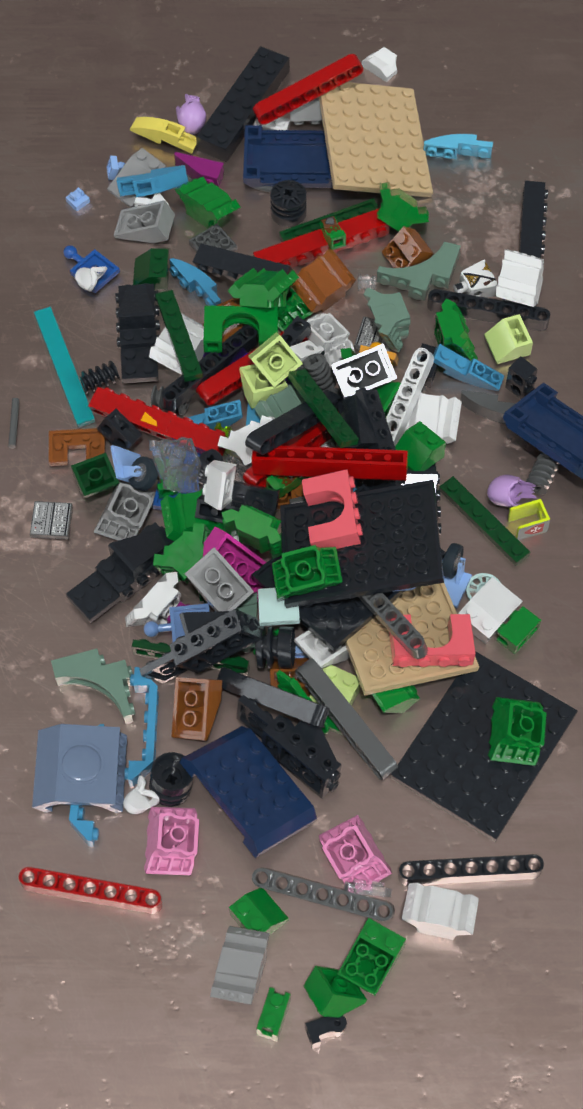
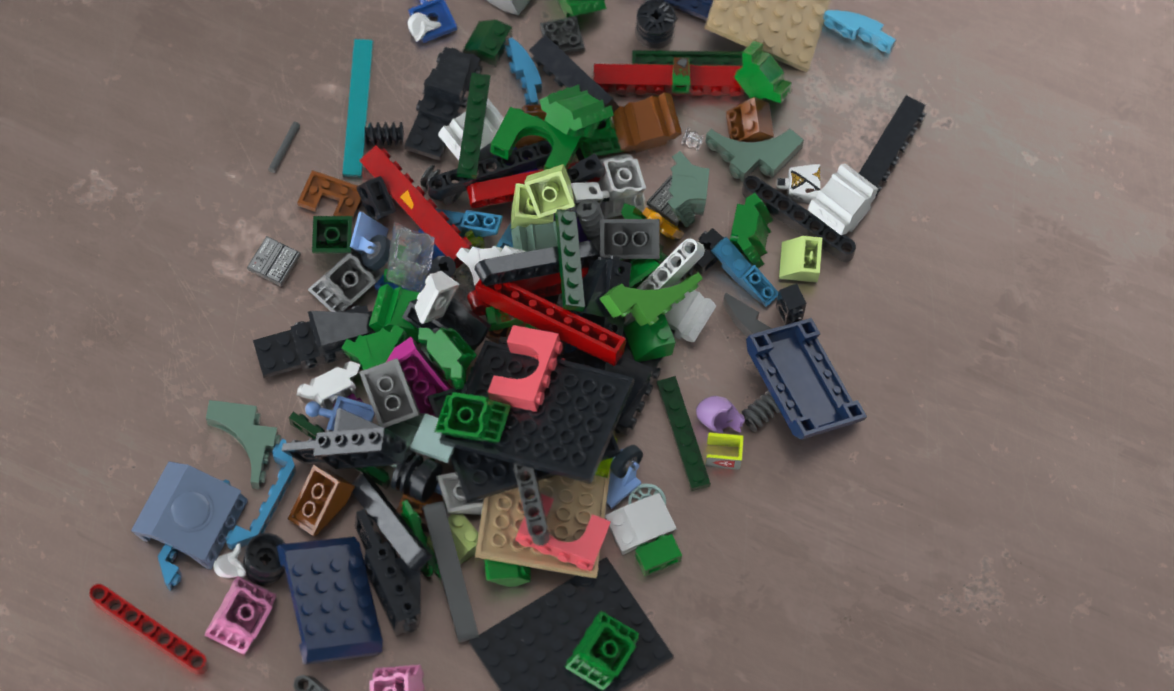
camera: 20 degrees right, 5 degrees up
(405, 418) = (647, 304): none -> bright green arch

